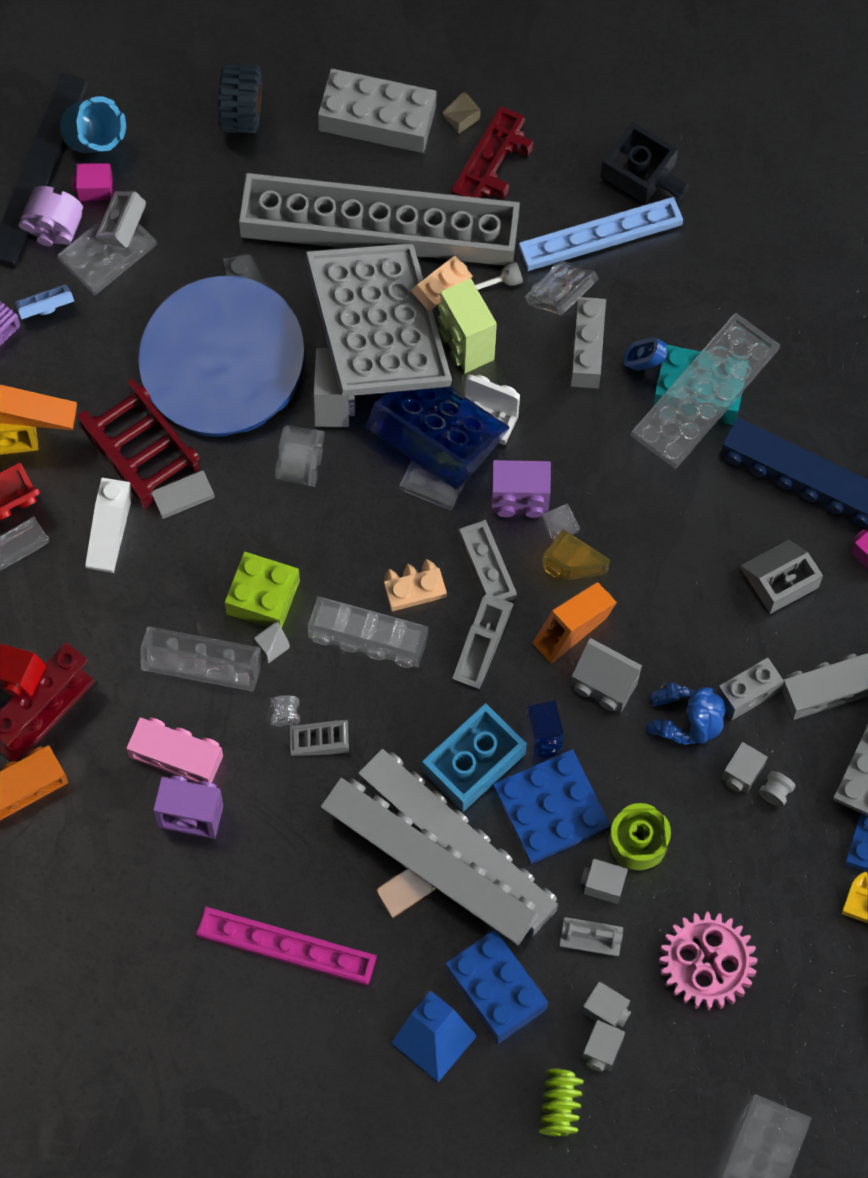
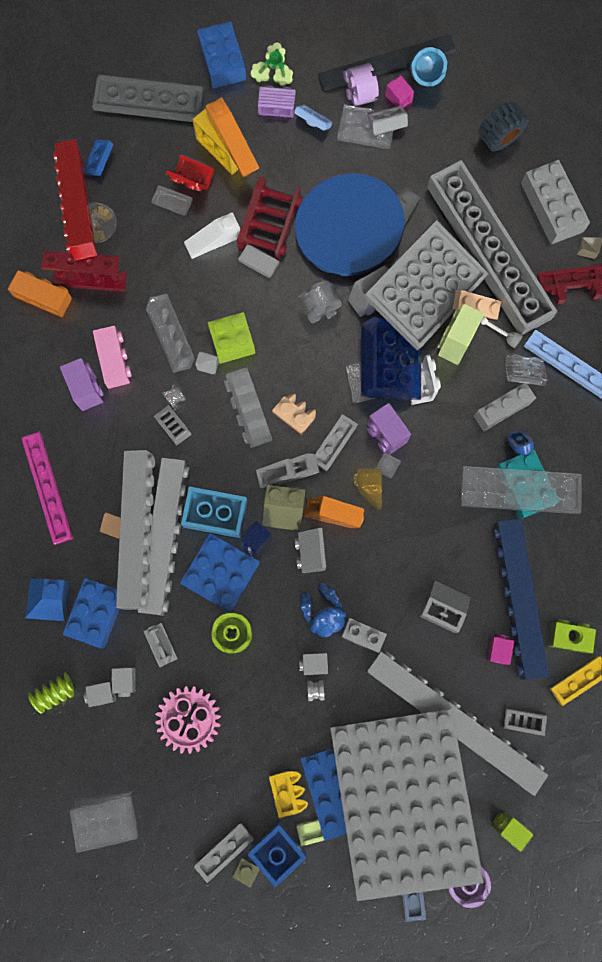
camera: 55 degrees right, 10 degrees up
(525, 674) = (283, 507): none -> olive slope
(604, 881) = (195, 630): light grey brick -> none

